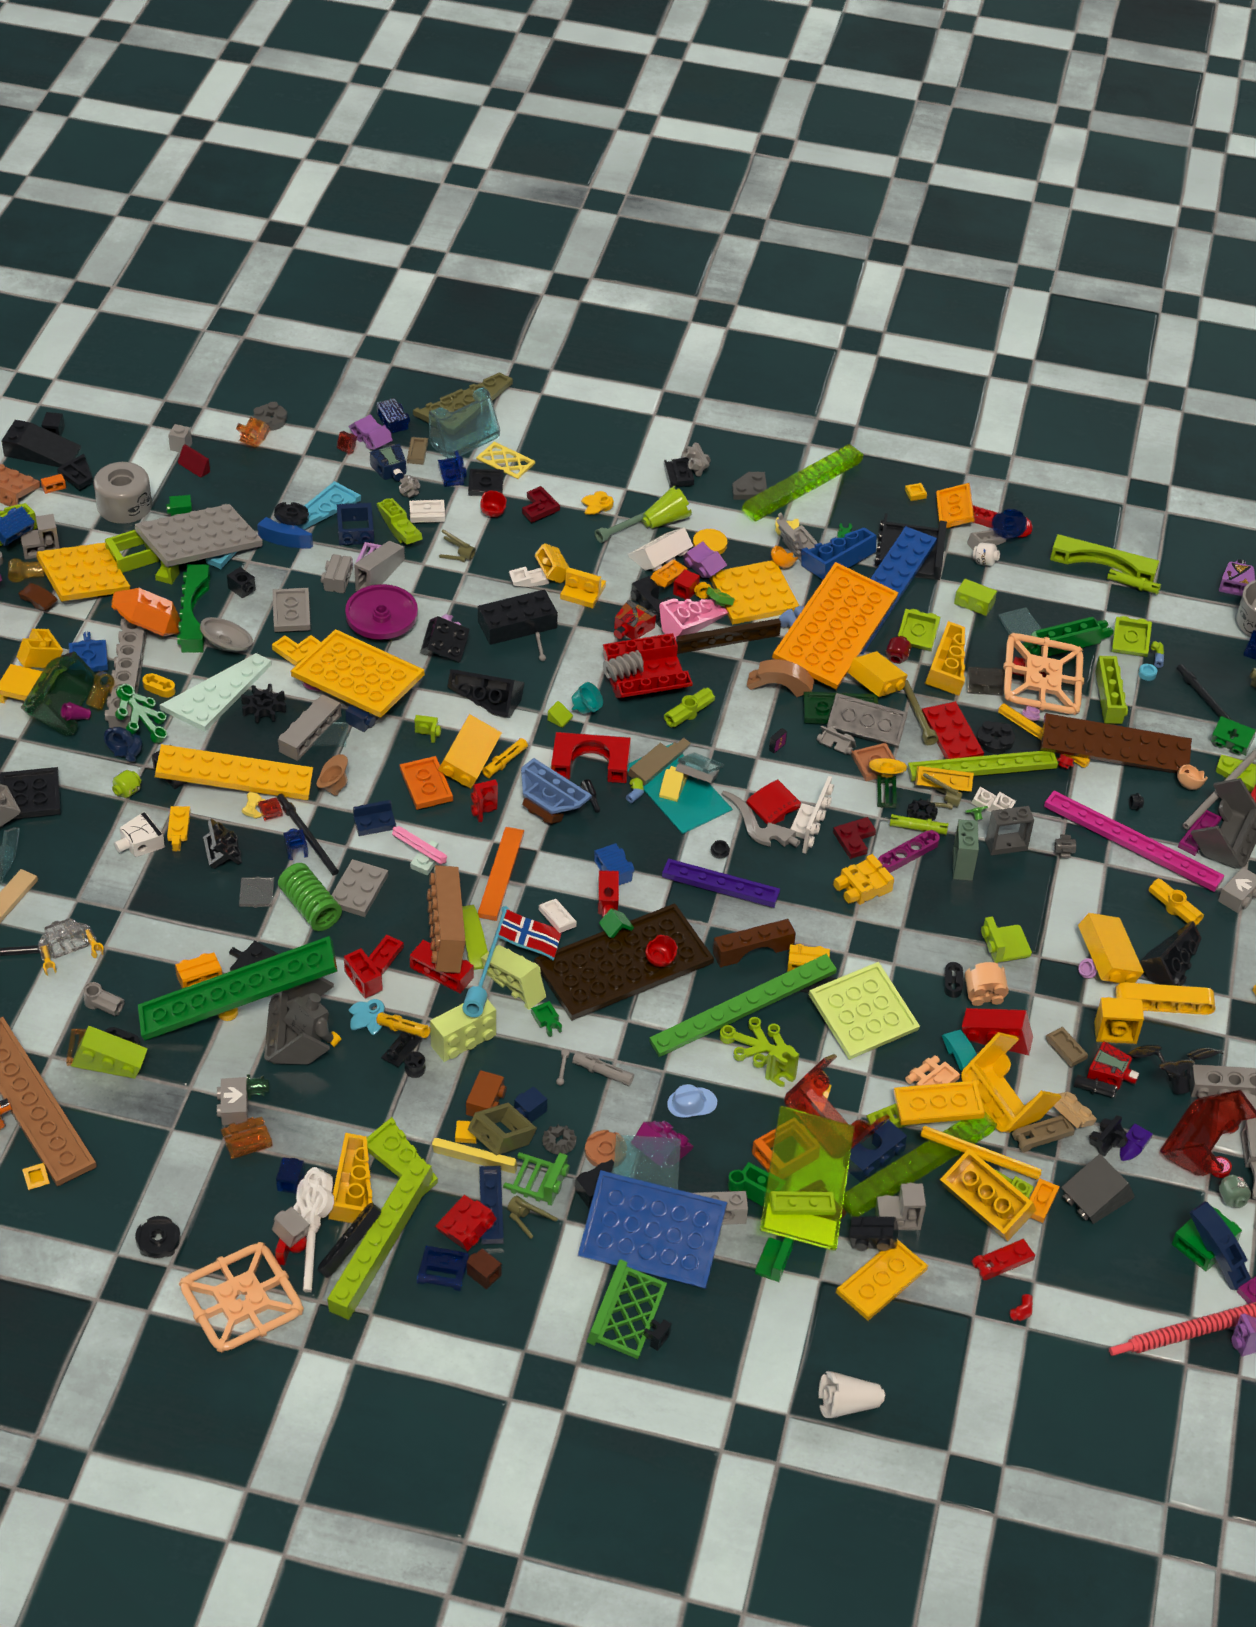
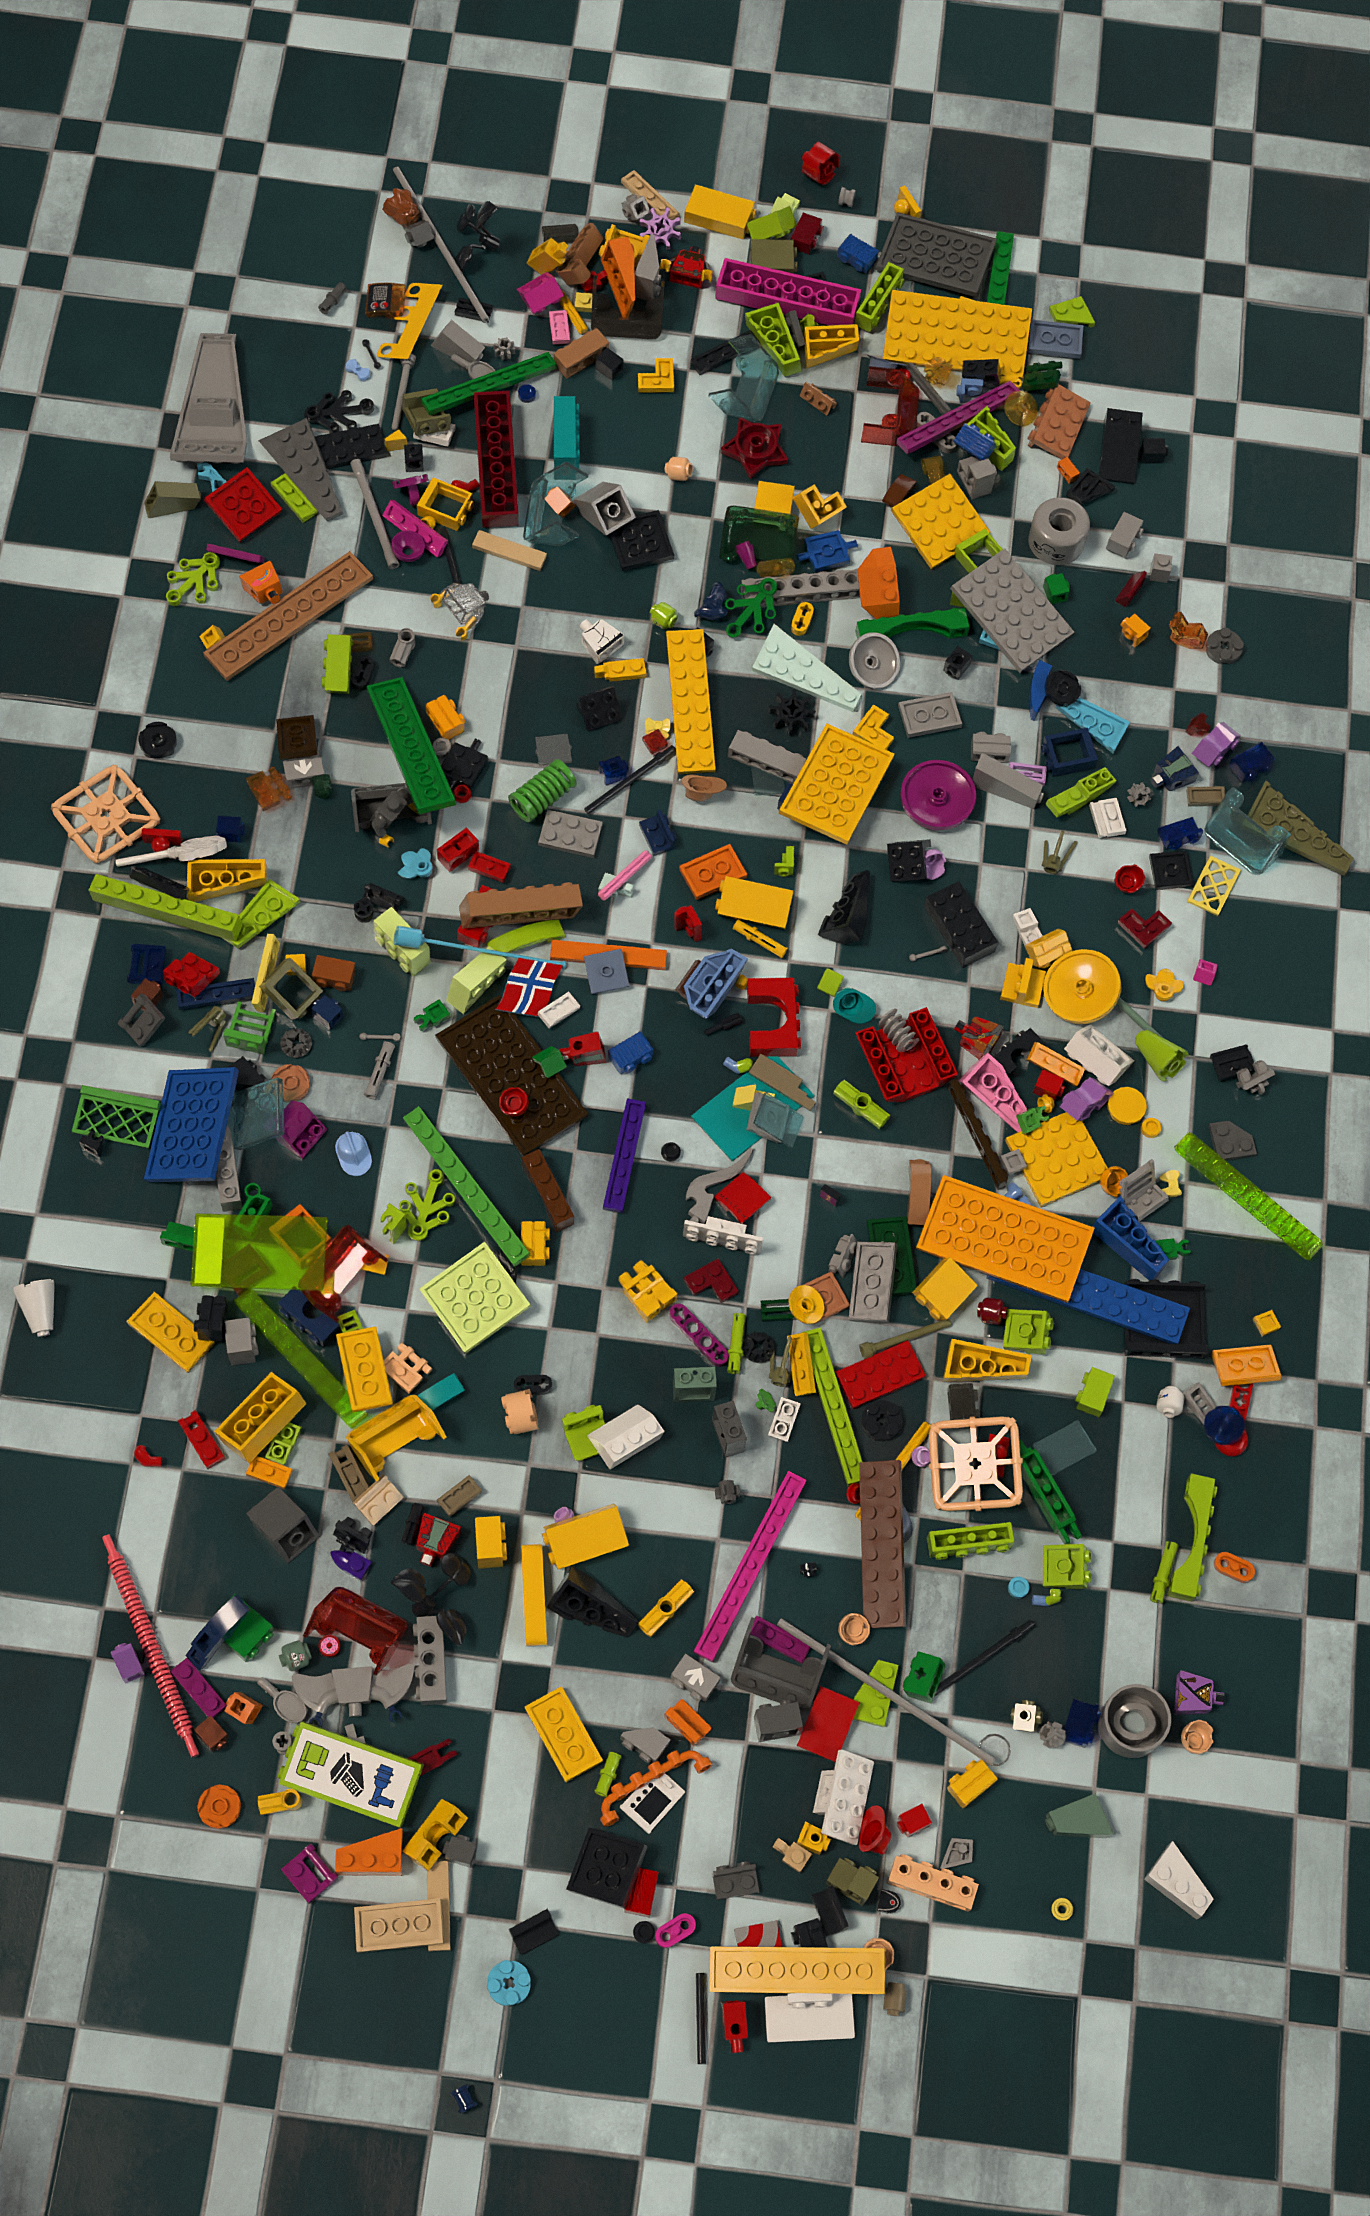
camera: 80 degrees right, 20 degrees up
(138, 453) = (1125, 534): none -> light grey brick
(192, 1099) = (296, 737): none -> dark brown plate
(239, 464) = (1135, 629): none -> light orange brick
(290, 1226) = (161, 831): light grey brick -> none
(397, 1023) = (399, 885): yellow pin -> none
(521, 873) = (606, 971): none -> sand blue plate
(522, 1269) = (145, 1024): none -> dark grey plate
(589, 477) = (1205, 972): none -> dark pink slope
(596, 545) = (1082, 986): none -> yellow dish
(732, 531) = (1151, 1127): none -> yellow tile
(759, 613) = (1013, 1162): none -> light grey tile
(802, 1203) = (226, 1248): lime tile -> none
(983, 1153) = (310, 1410): yellow axle -> none
(984, 1024) = (466, 1427): red wedge -> none
(1011, 909) = (626, 1435): none -> white slope
(1129, 540) = (1233, 1568): none -> orange plate

